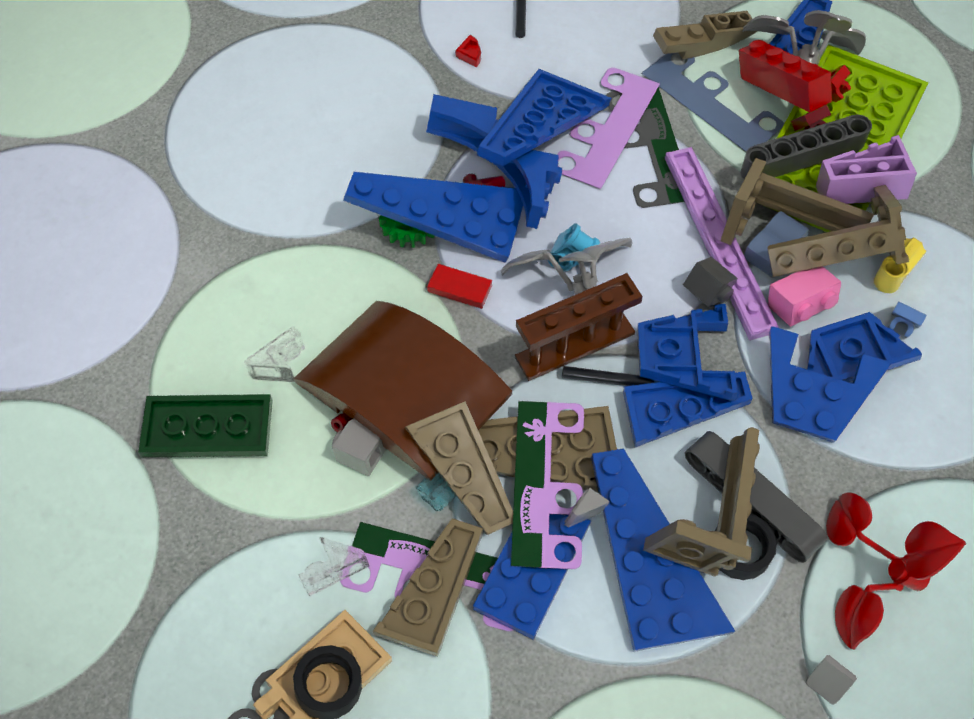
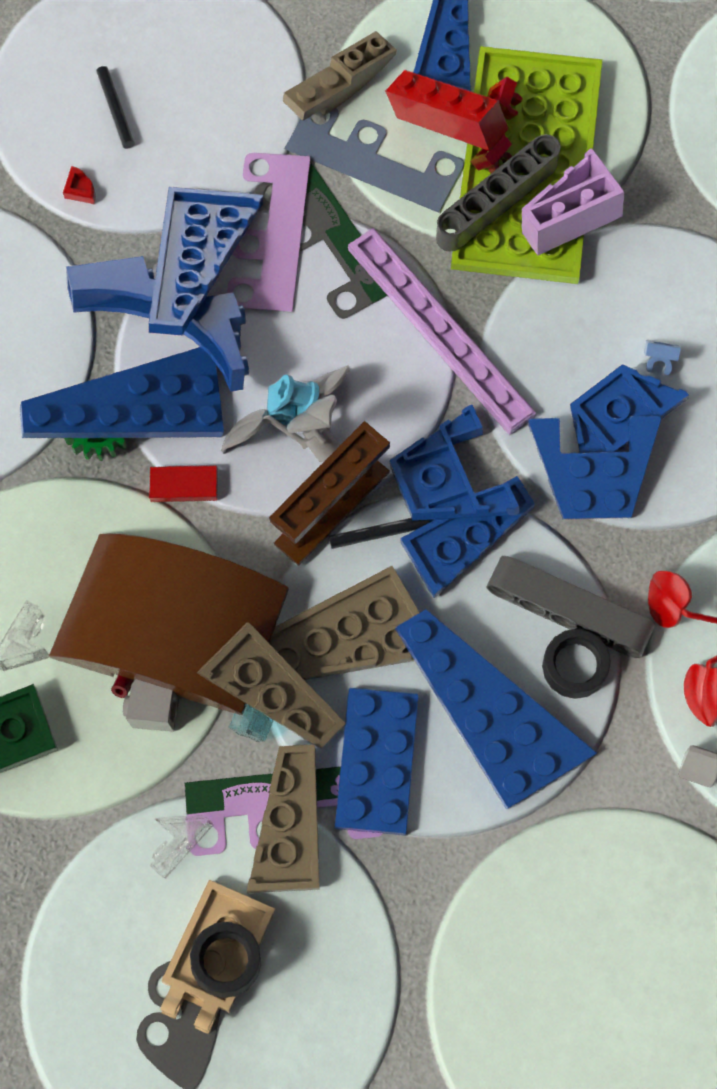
camera: 20 degrees left, 10 degrees up
(491, 181) = (174, 346): dark red arm -> none
(533, 490) = (349, 683): piece -> none
(587, 506) = (409, 685): light grey slope -> none
(710, 282) = (449, 386): dark grey brick -> none
(712, 550) = (564, 666): dark tan bracket -> none
(778, 230) = (502, 315): sand blue brick -> none
(789, 199) = (506, 263): dark tan bracket -> none
(804, 294) = (550, 366): bright pink brick -> none
(837, 32) = (464, 73): light grey plant -> none
(847, 243) = (578, 298): dark tan bracket -> none
(891, 274) = (635, 295): light yellow piece -> none

